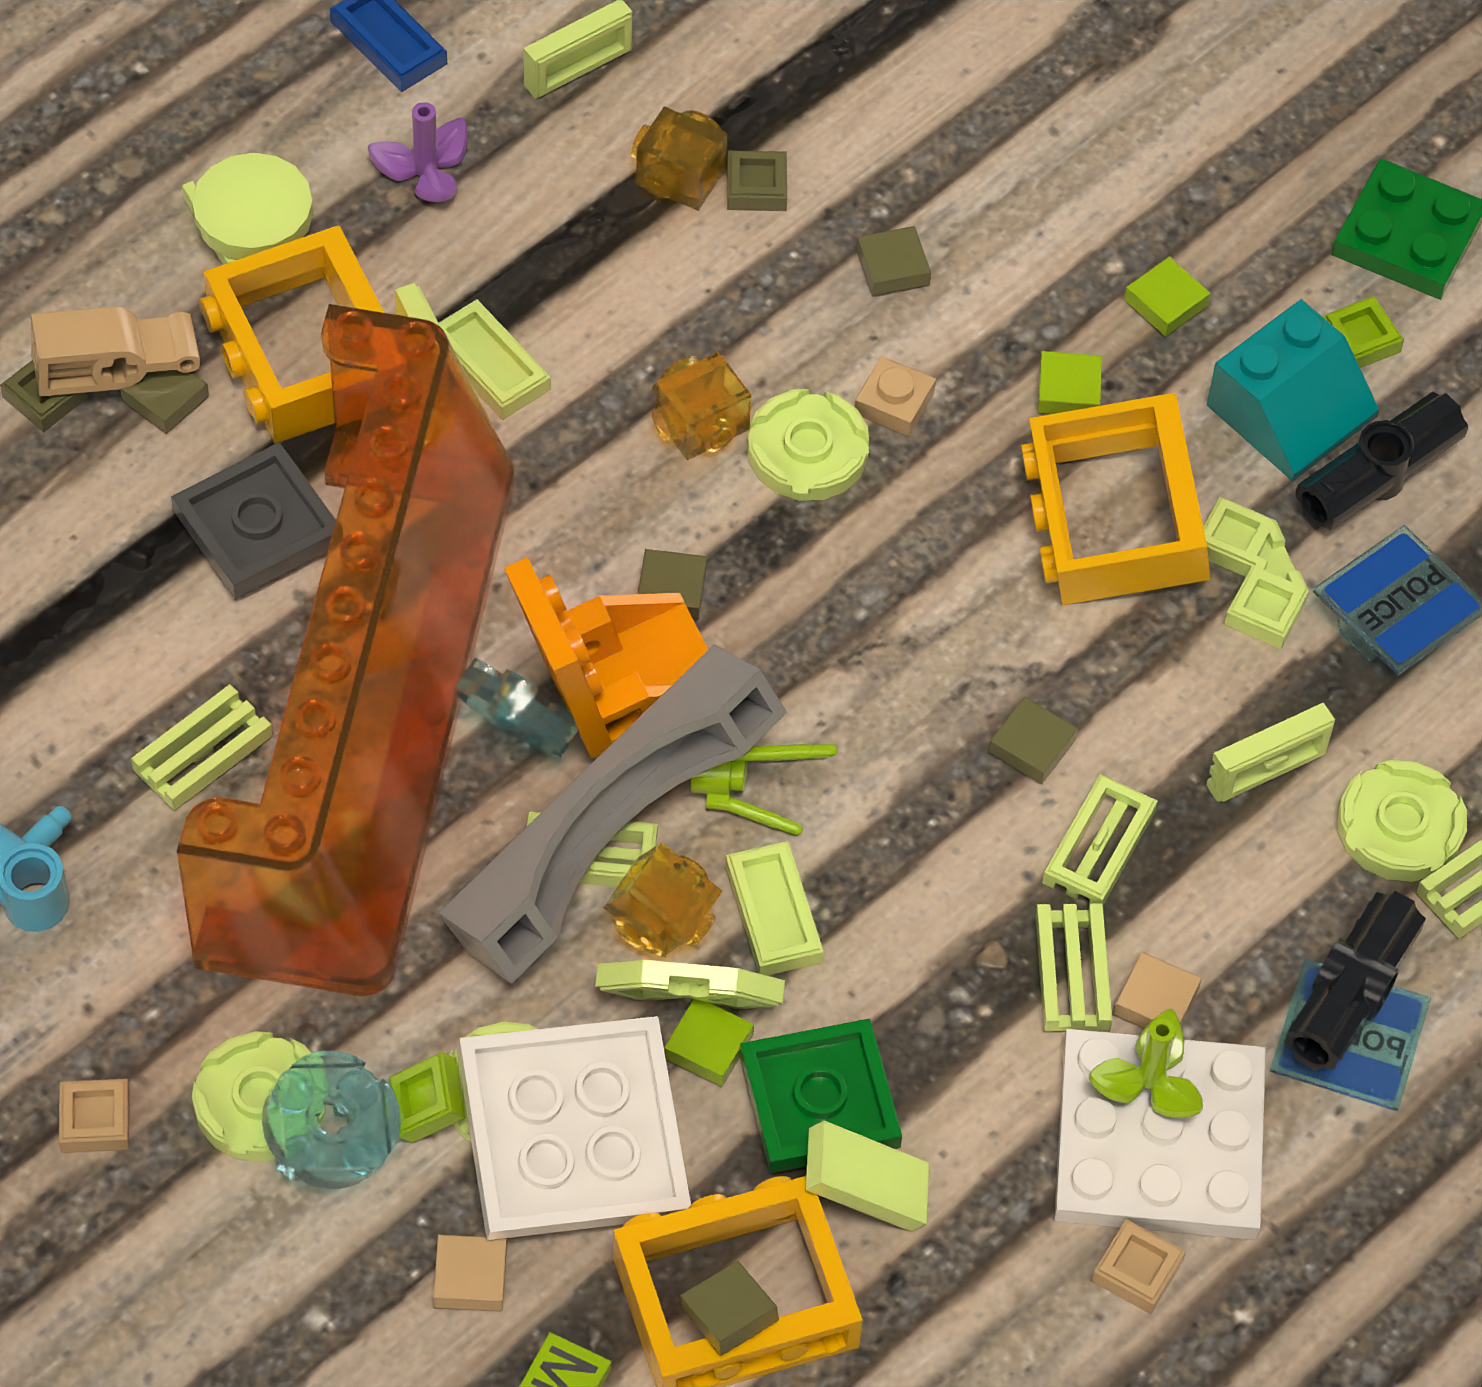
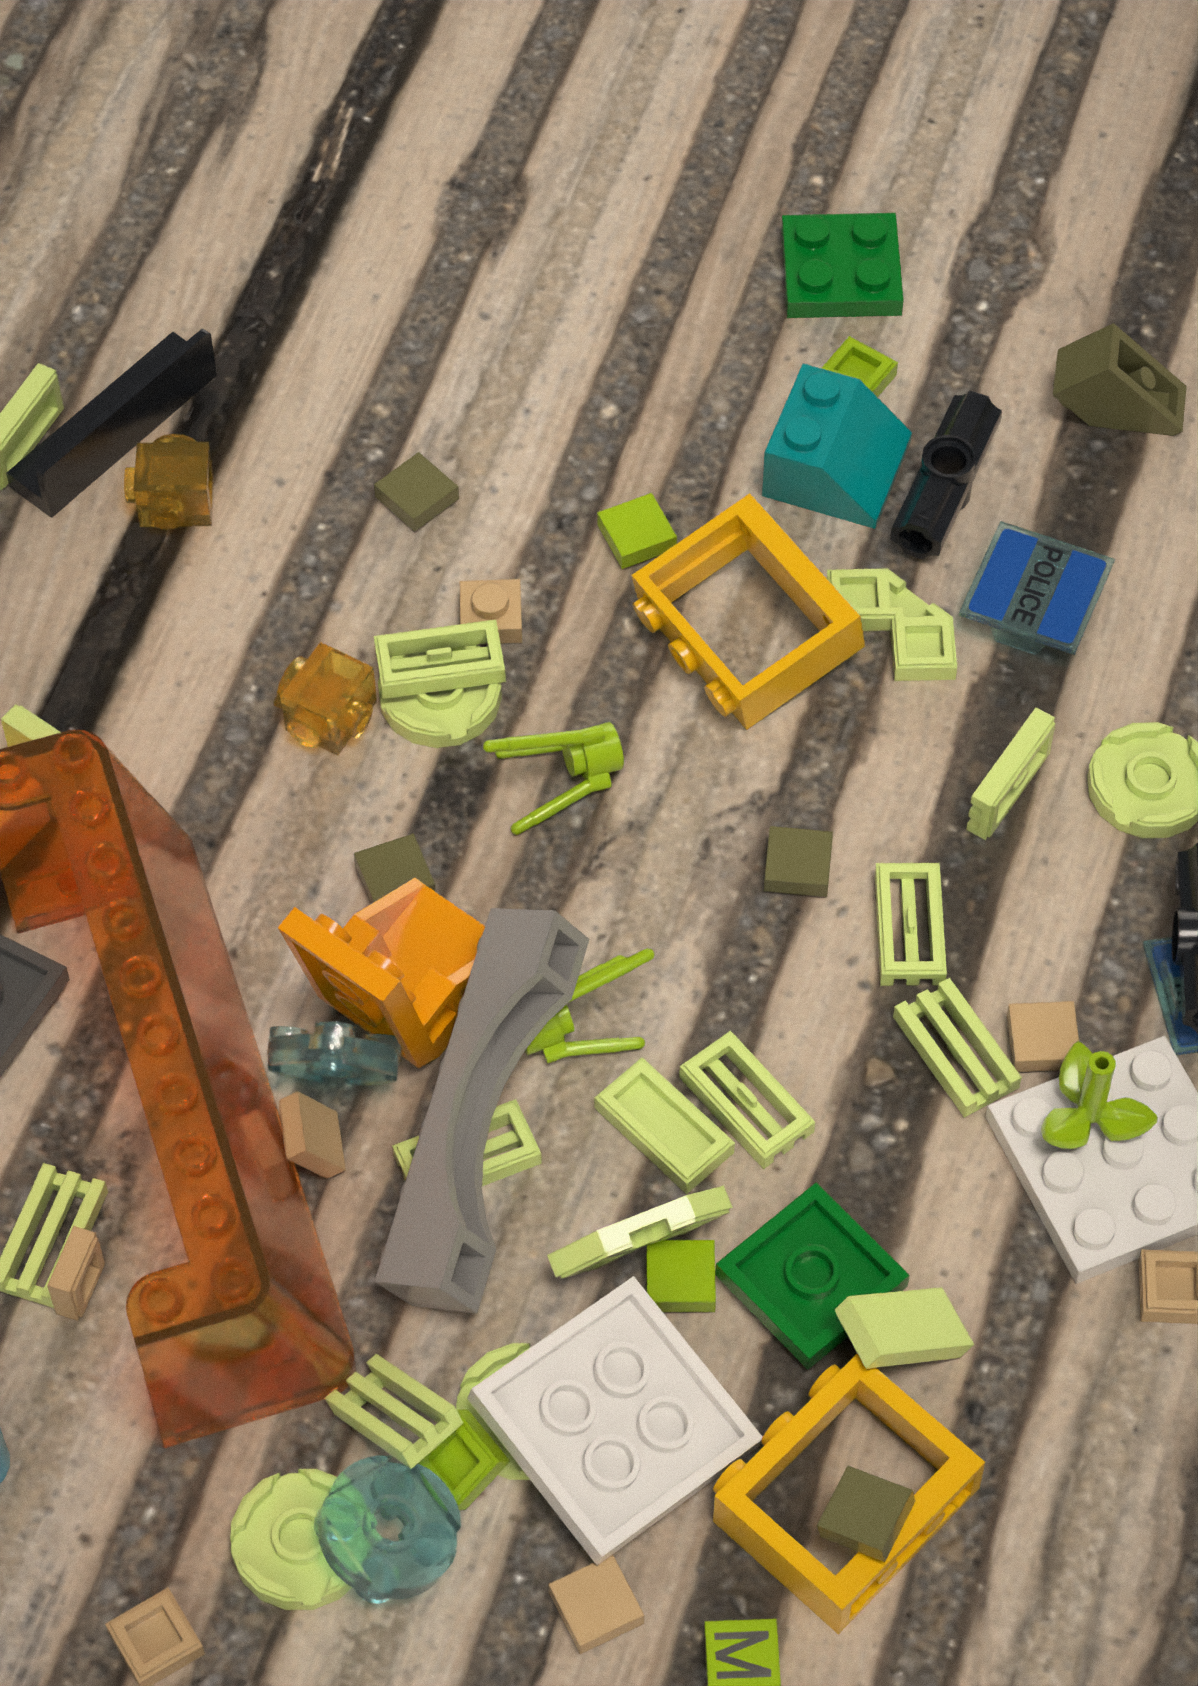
camera: 25 degrees left, 0 degrees up
(202, 780) = (76, 1273): none -> tan tile
(386, 1004) = (369, 1389): none -> yellowish green tile
(464, 769) = (311, 1135): none -> tan tile
(494, 360) = (137, 746): yellowish green tile -> none
(663, 902) = (569, 1168): clear yellow brick -> none
(665, 78) = (114, 422): none -> black panel
(757, 180) = (251, 475): olive tile -> none
(816, 423) = (440, 667): none -> yellowish green tile
(868, 968) = (729, 1116): none -> yellowish green tile
(902, 557) = (586, 752): none -> lime plant
(1167, 296) = (673, 415): lime tile -> none

